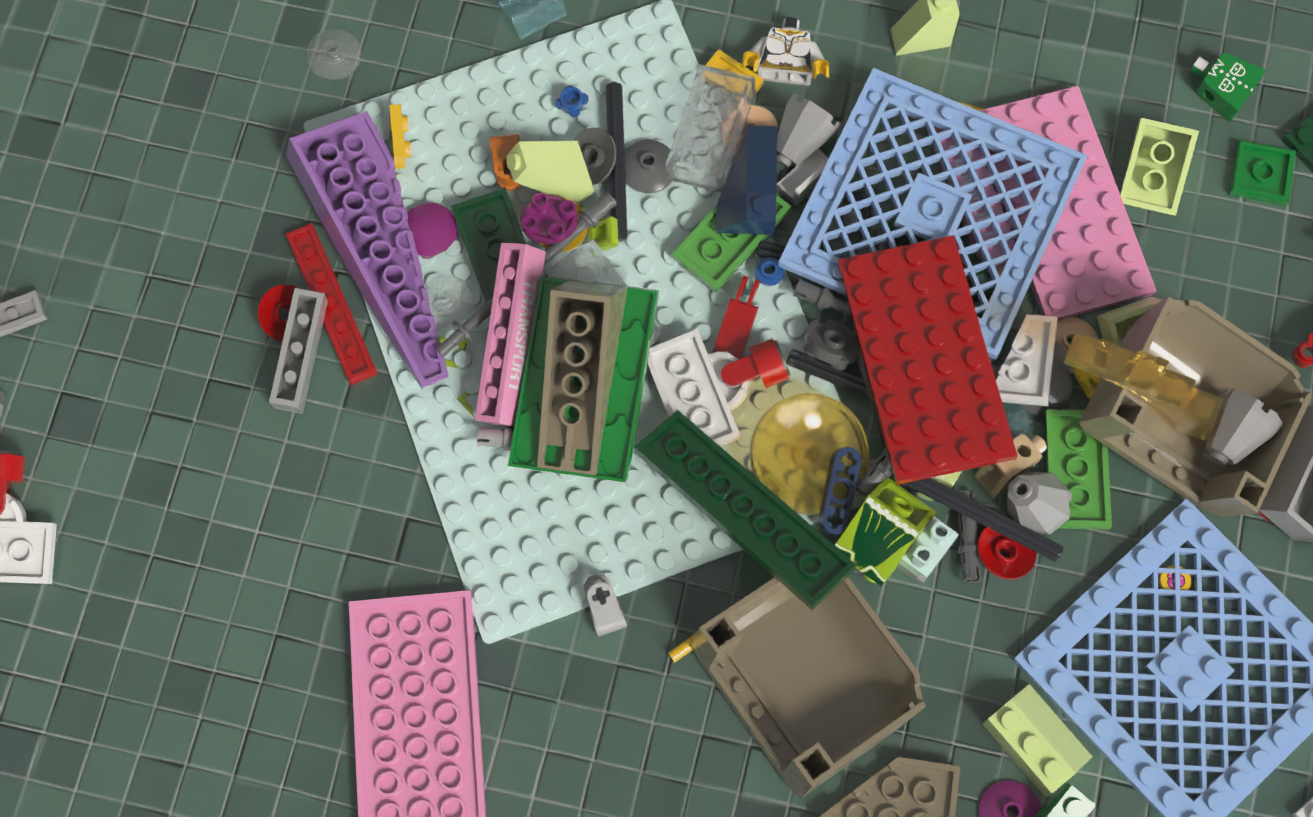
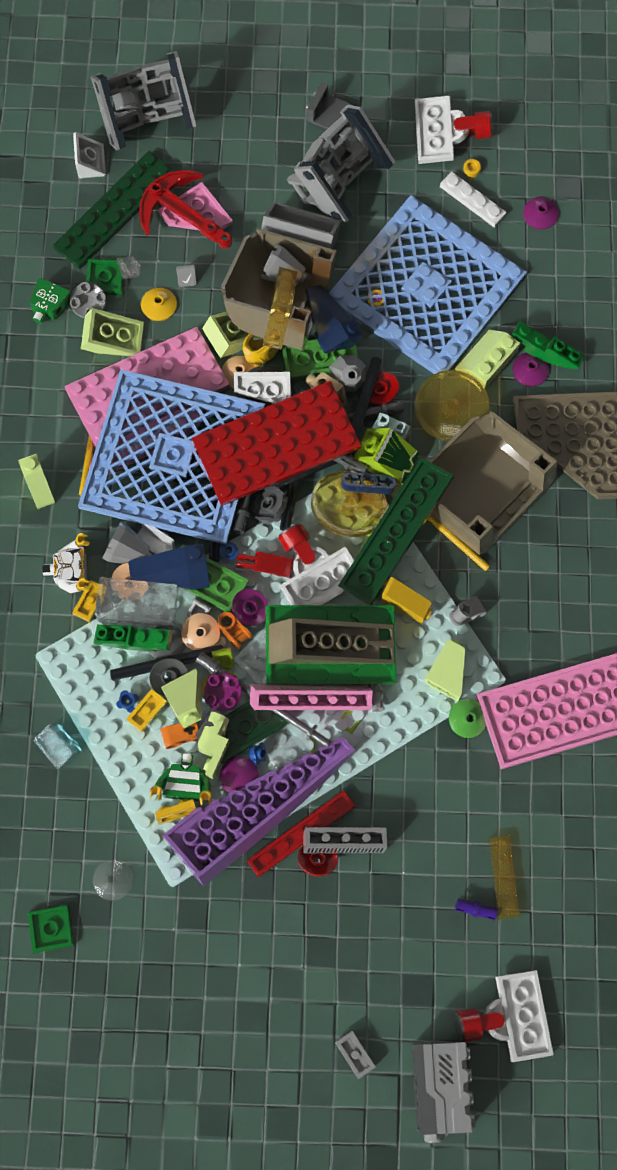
camera: 105 degrees left, 0 degrees up
(158, 519) = (476, 909): none -> dark purple pin
(193, 571) = (504, 877): none -> clear yellow plate
(435, 151) = (183, 782): none -> torso
(452, 573) = (458, 718): none -> bright green dish
(453, 258) = (258, 753): none -> blue plate
(477, 194) = (212, 742): none -> yellowish green plate
(514, 551) = (447, 670): none -> yellowish green slope
(550, 119) = (146, 710): none -> yellow plate
(633, 508) = (406, 601): none -> yellow slope
(642, 257) = (236, 632): none -> orange piece
(656, 221) = (200, 621): none -> light nougat dish
(660, 118) = (133, 638): none -> green slope
(685, 217) = (200, 606): none -> light grey slope
(689, 282) = (255, 601): none -> magenta dish
(962, 655) = (449, 402): none -> clear yellow dish
(1128, 487) = (334, 326): none -> dark blue wedge
(1198, 253) = (162, 310): none -> yellow dish
(1222, 140) = (86, 297): none -> light grey dish
(1249, 289) = (186, 275): none -> light grey slope
(1275, 206) = (129, 267): none -> clear slope

